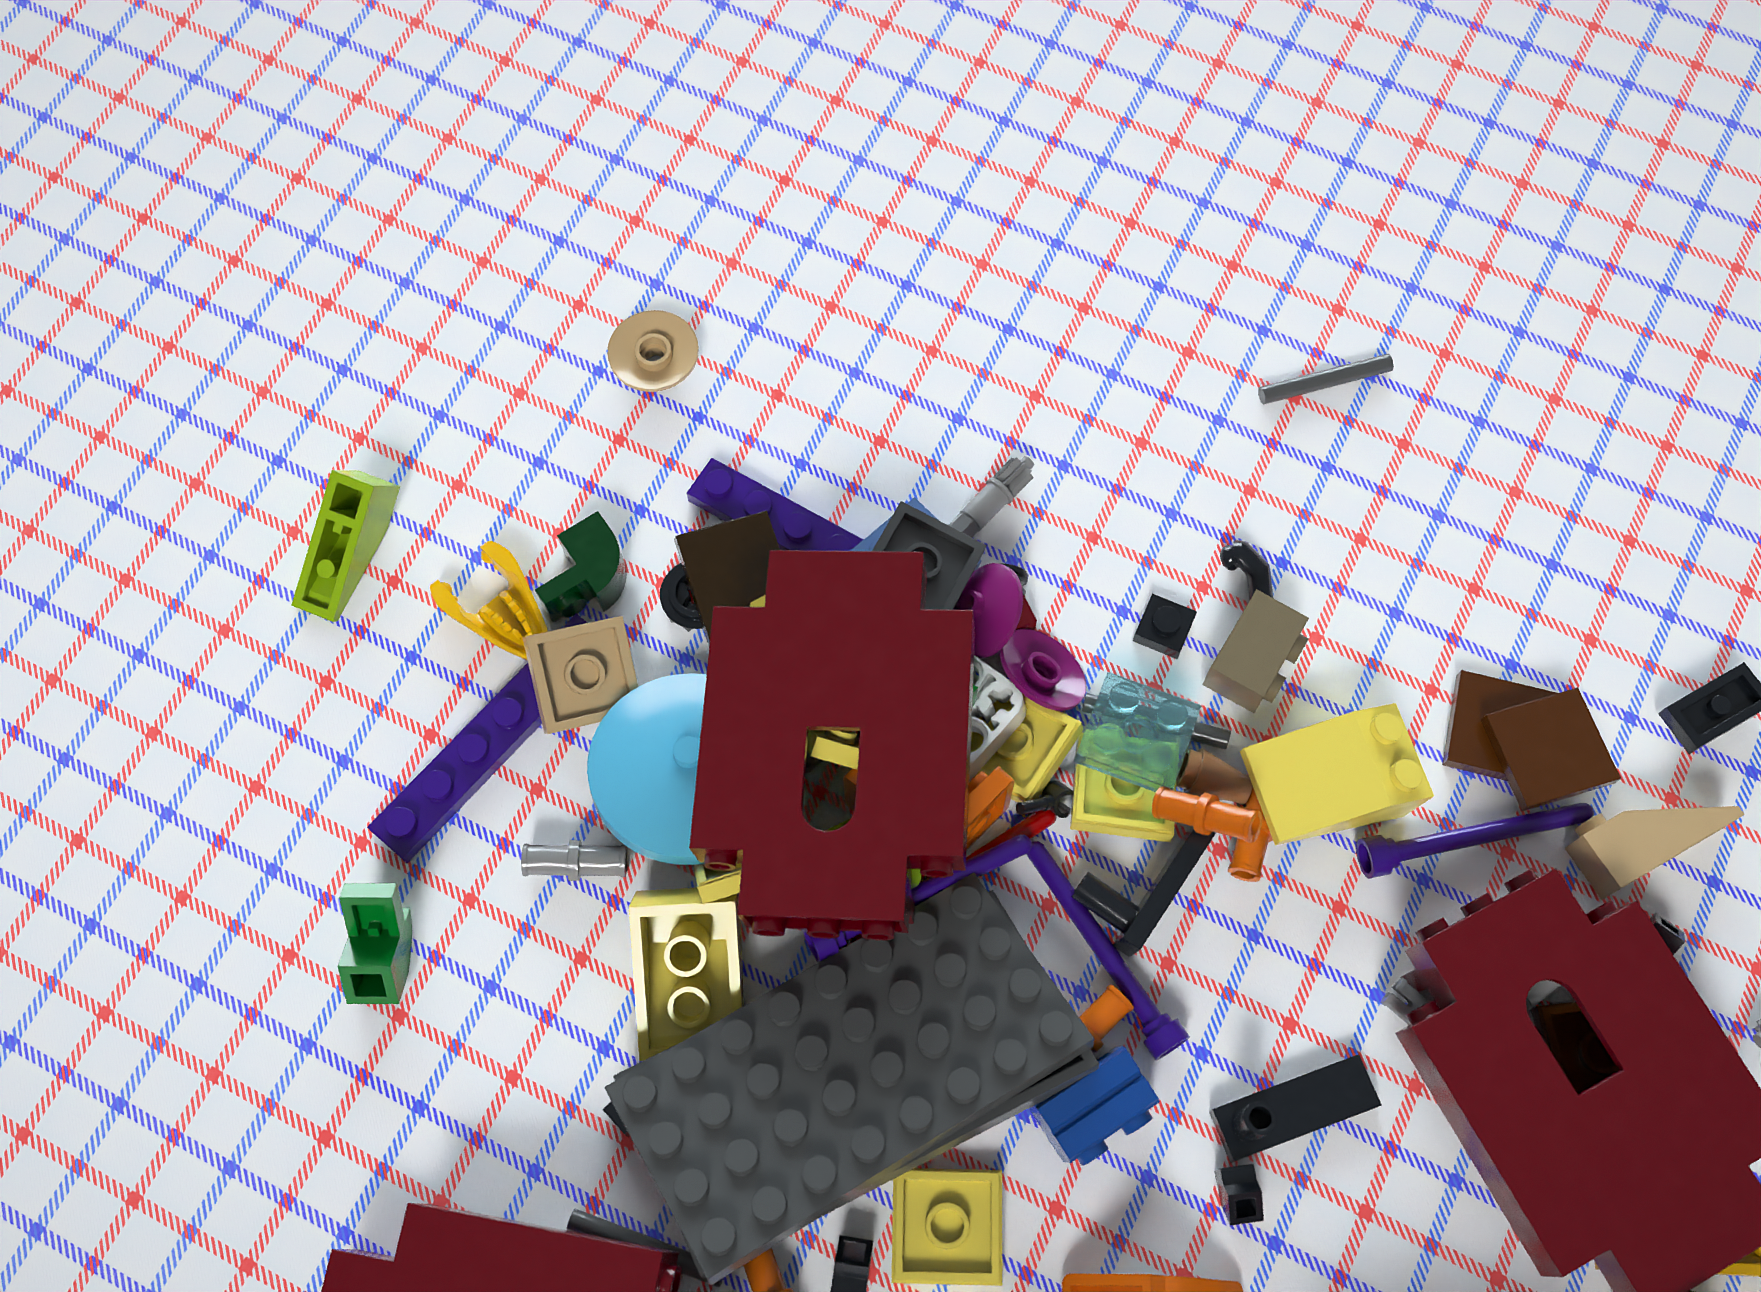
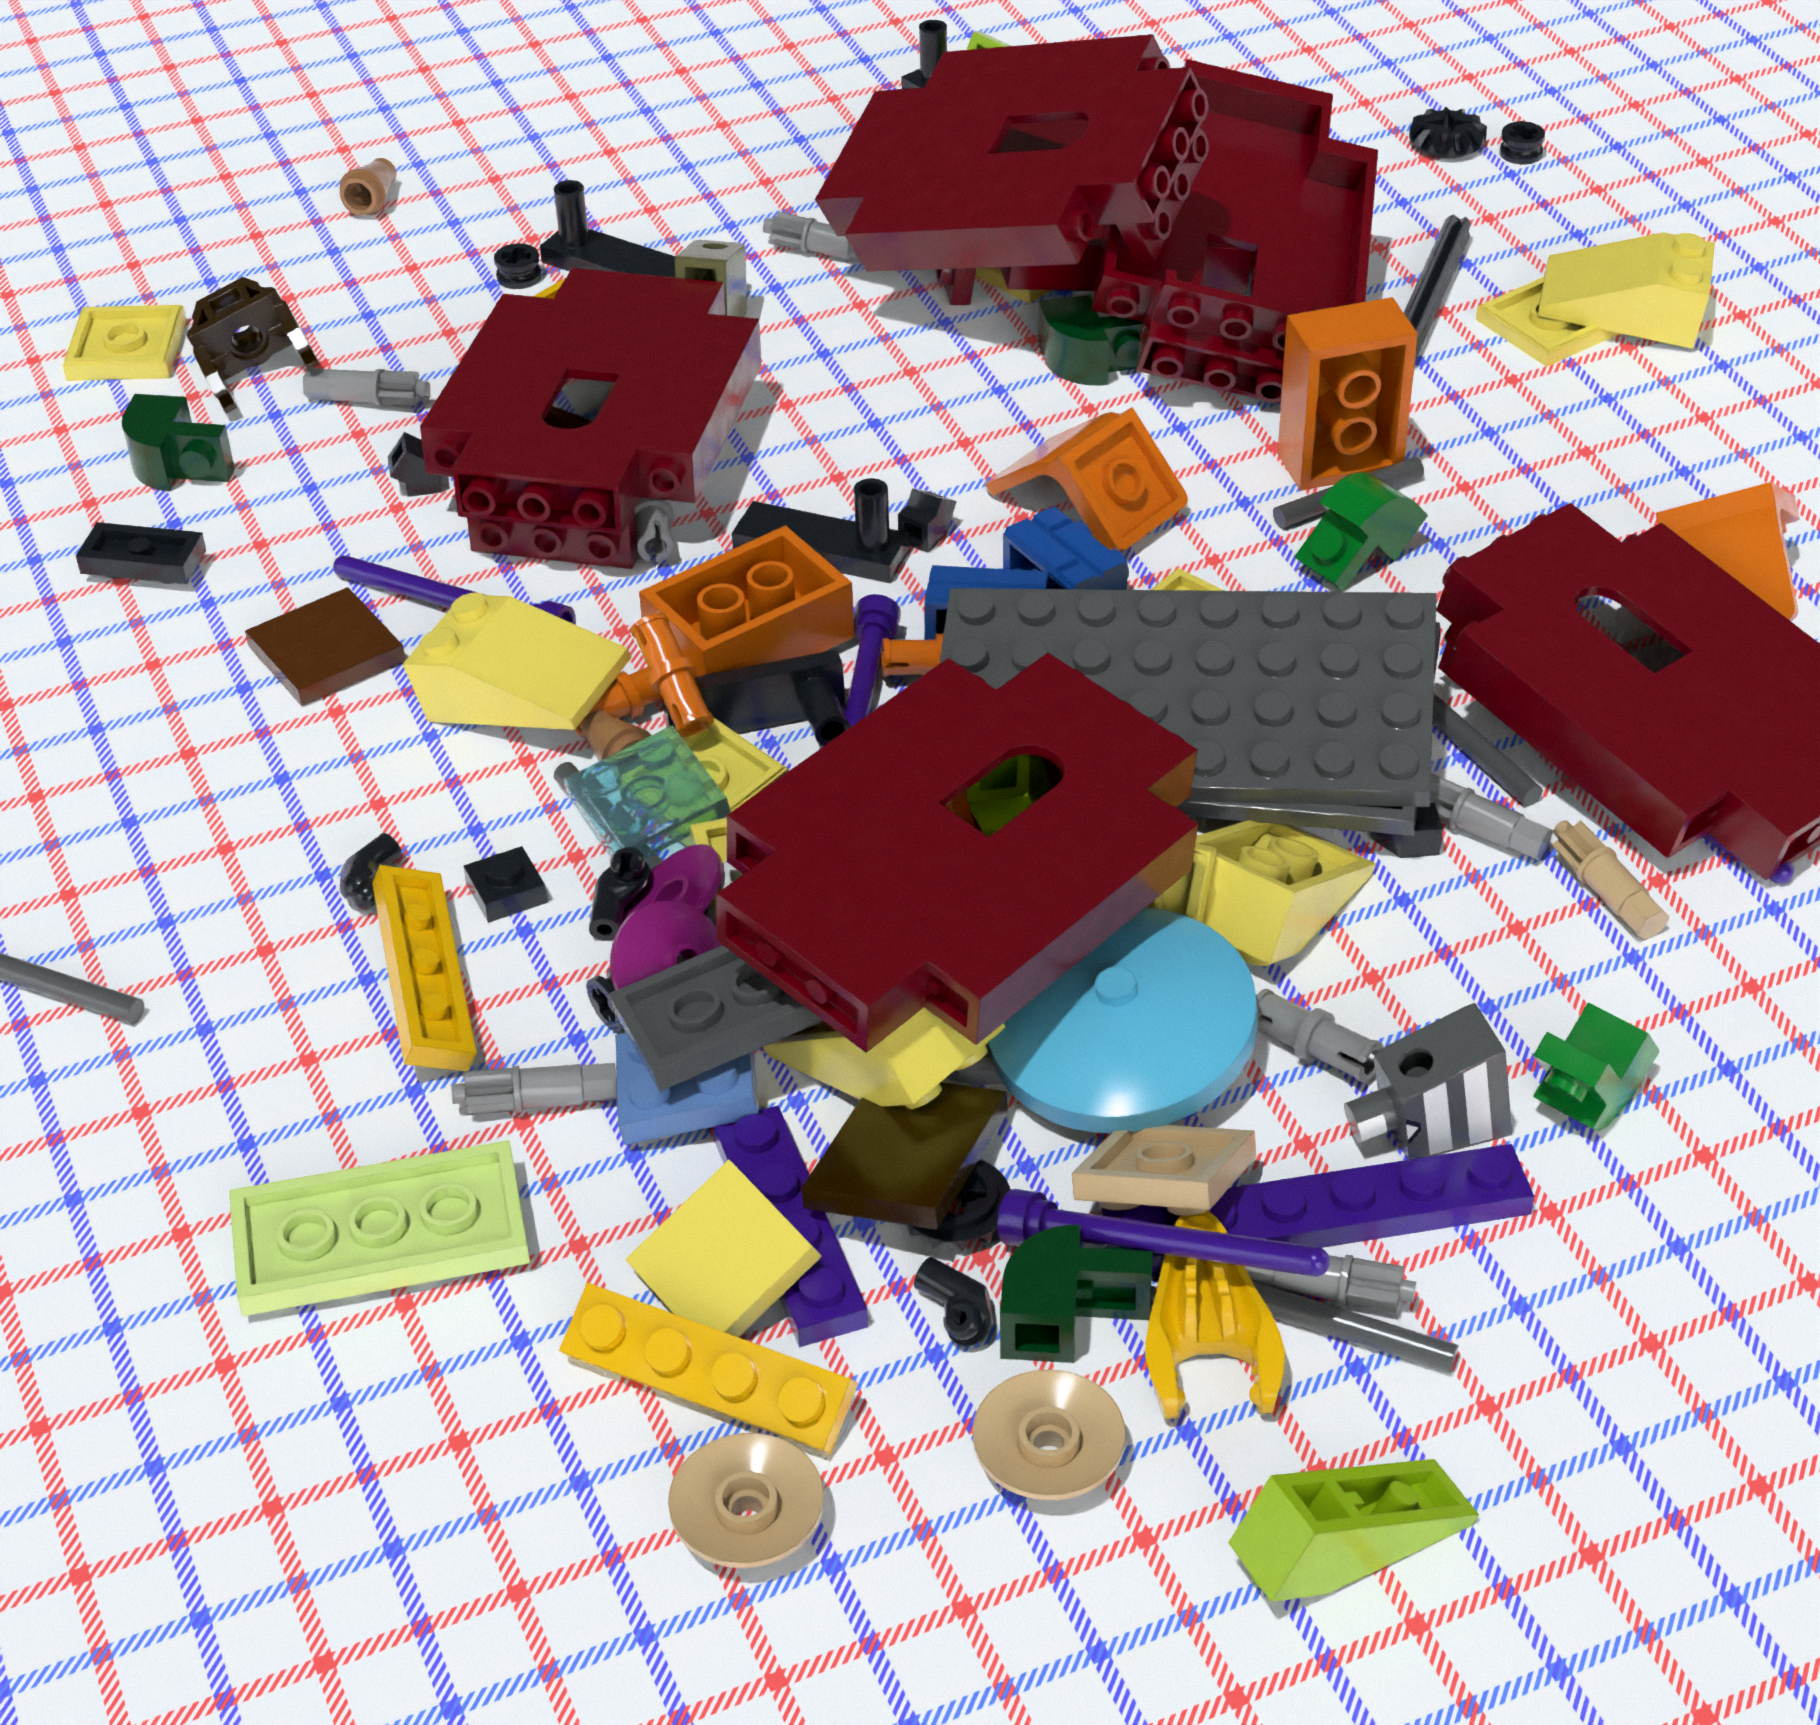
camera: 140 degrees left, 25 degrees down
(427, 671) = (1359, 1328): none -> dark grey bar
(455, 688) = (1348, 1282): none -> light grey piece
(458, 847) = (1438, 1088): none -> dark grey torso
(476, 1164) = (1609, 878): none -> tan piece
(529, 466) = (1053, 1411): none -> tan dish
(585, 1158) = (1487, 819): none -> light grey piece
(639, 604) = (1030, 1212): none -> dark purple piece
(640, 536) = (964, 1300): none -> black arm
(737, 405) = (709, 1368): none -> yellow plate
(781, 460) = (723, 1254): none -> light yellow tile
(979, 363) = (376, 1227): none -> yellowish green plate
(1081, 1208) = (1064, 550): none -> blue brick
(1090, 661) = (616, 890): none -> black arm
(1136, 523) = (423, 969): none -> yellow plate
(1243, 949) = (755, 604): none -> orange brick
(1256, 651) = (459, 790): dark tan brick -> none
(1550, 749) = (315, 594): reddish brown tile -> none
(1639, 841) = (330, 510): tan slope -> none

